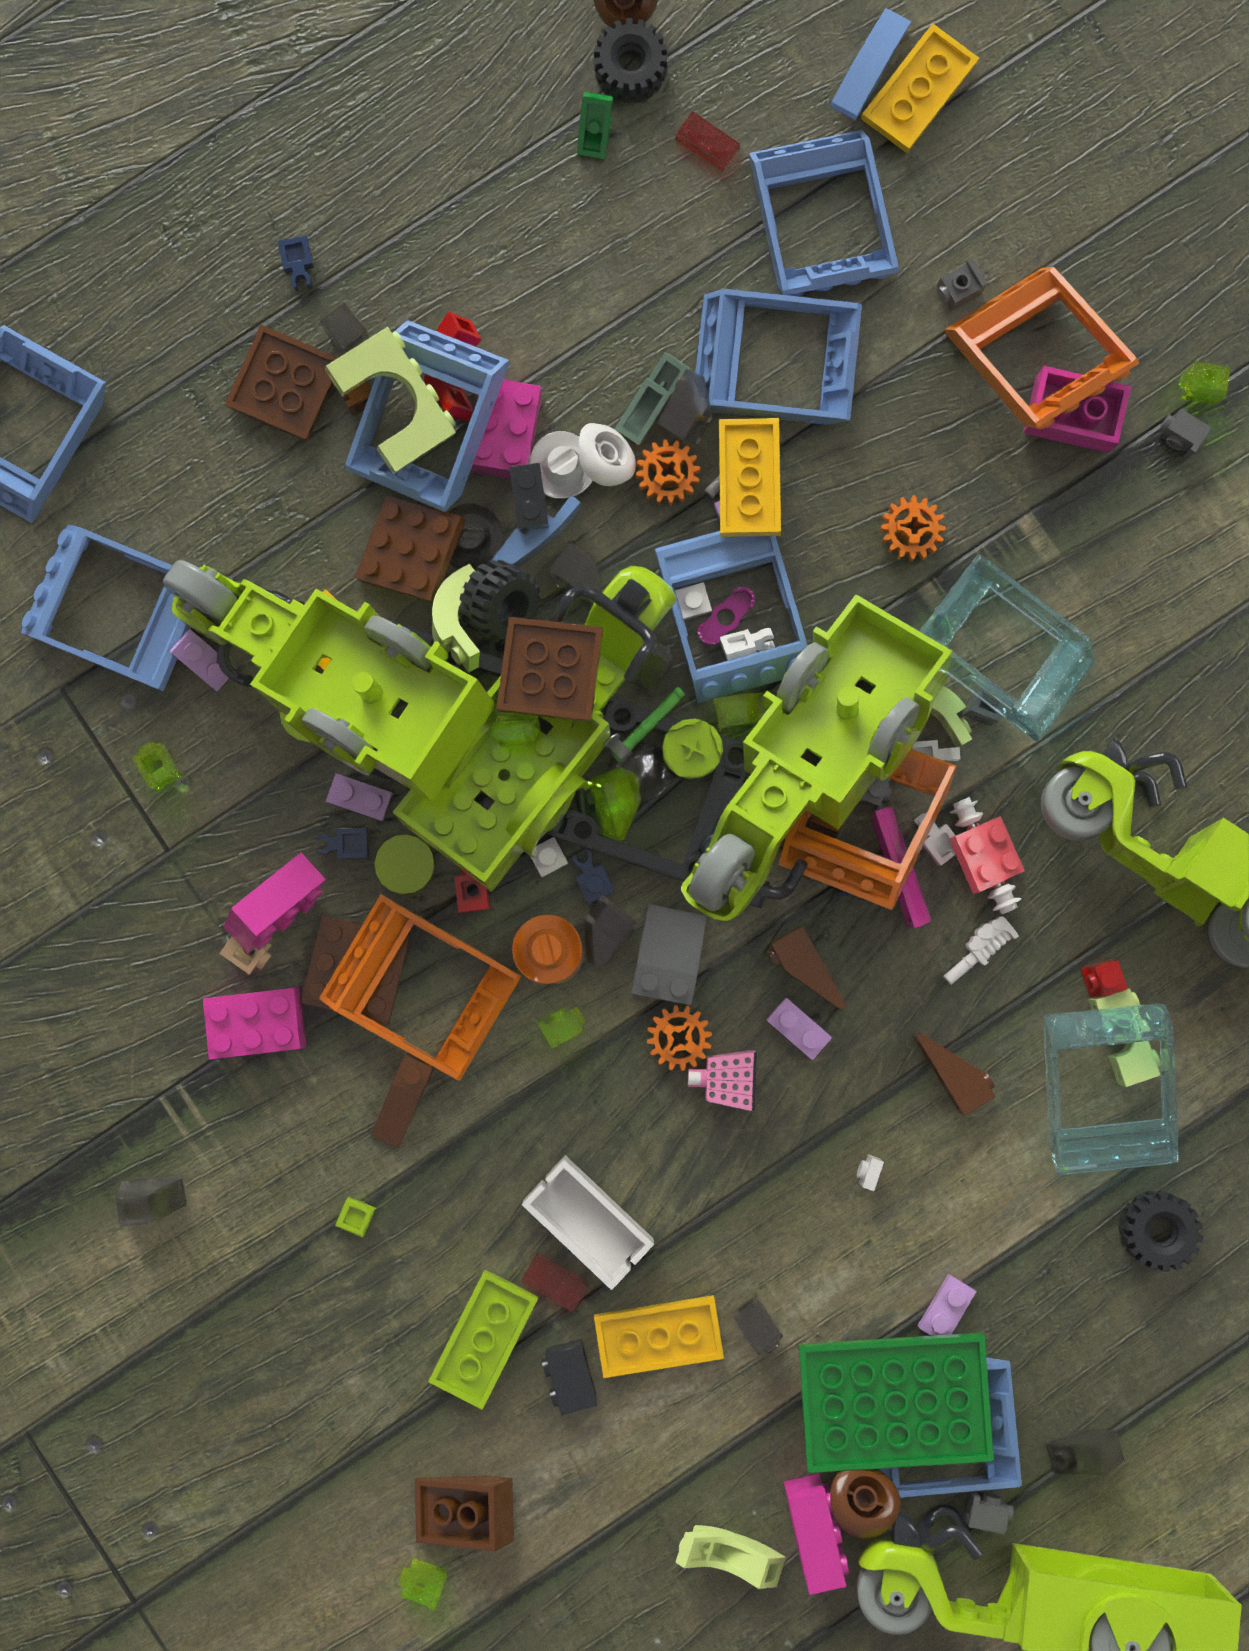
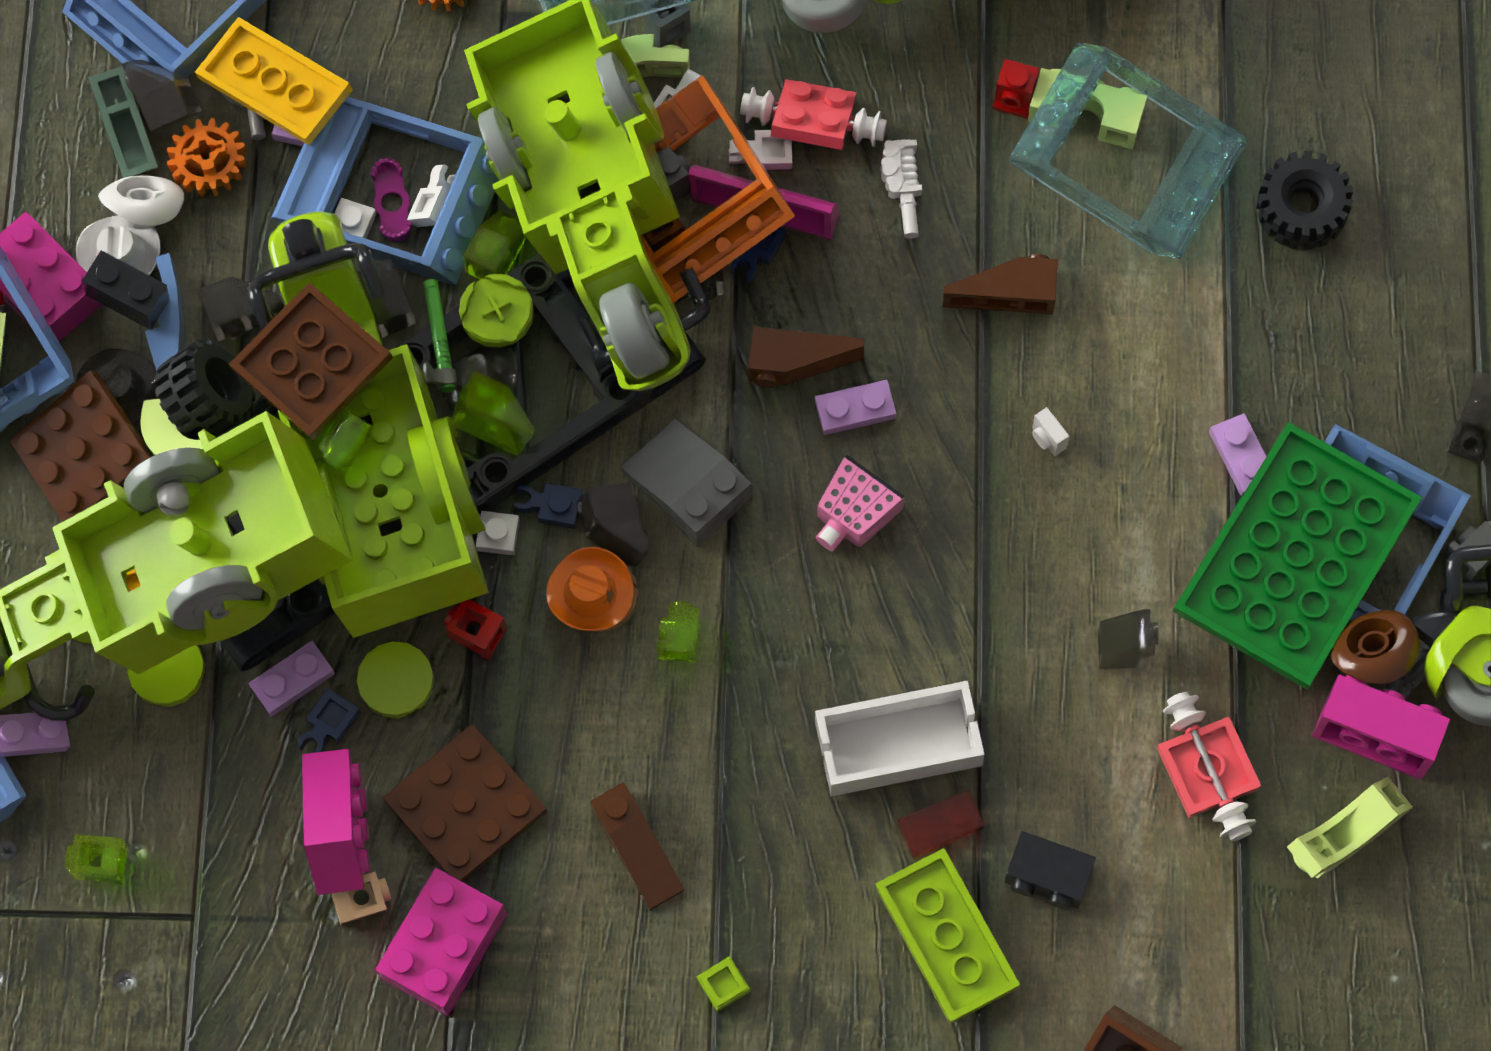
camera: 50 degrees left, 15 degrees down
(371, 956) = (463, 767): orange window -> none
(382, 658) = (173, 499): none -> light grey hinge
(658, 1336) = (1070, 754): yellow plate -> none
(690, 1046) = (790, 519): orange gear -> none
(712, 1432) = (1209, 766): none -> coral plate

